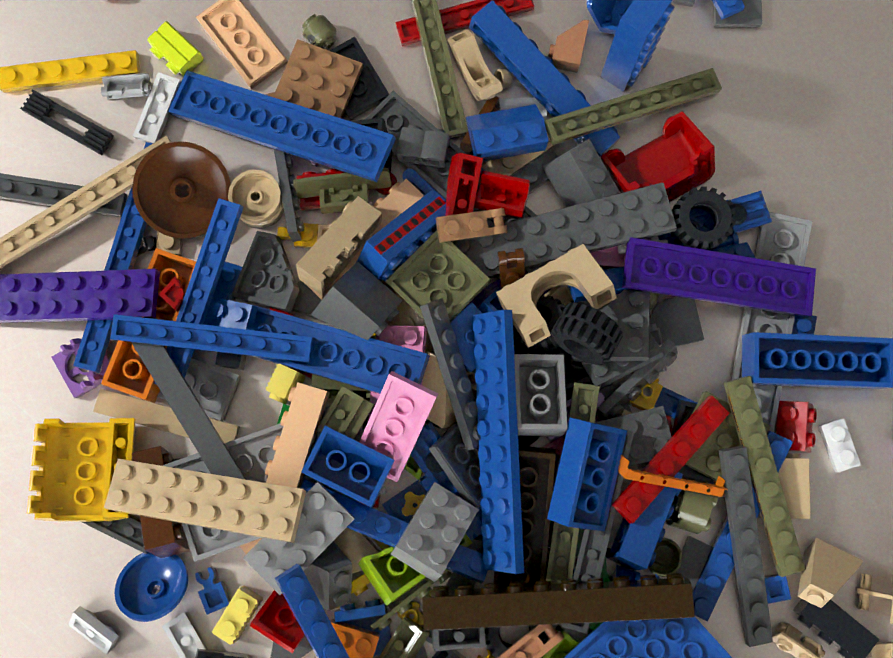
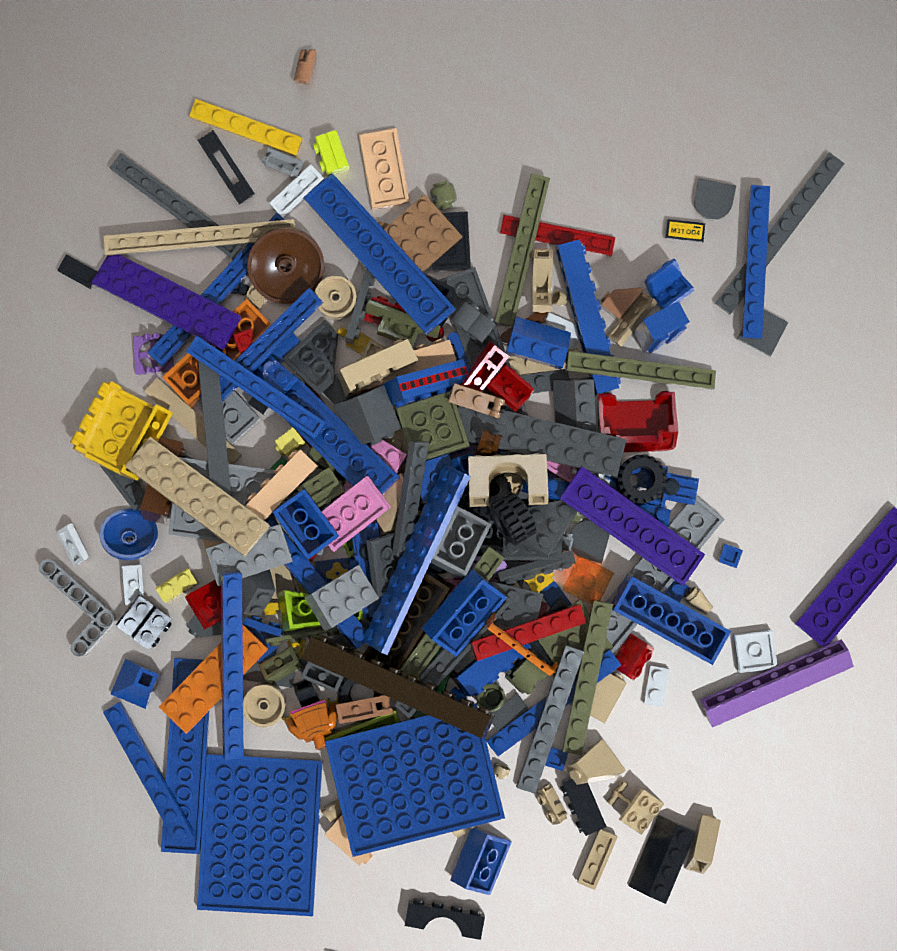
camera: 20 degrees right, 5 degrees up
(214, 594) = (167, 563): blue plate -> none
(592, 59) = (631, 319): none -> tan plate
(700, 366) = (587, 580): none -> clear orange brick
(721, 634) = (501, 771): none -> tan hinge
(833, 325) = (698, 600): none -> tan cone
(840, 258) = (730, 556): none -> blue plate

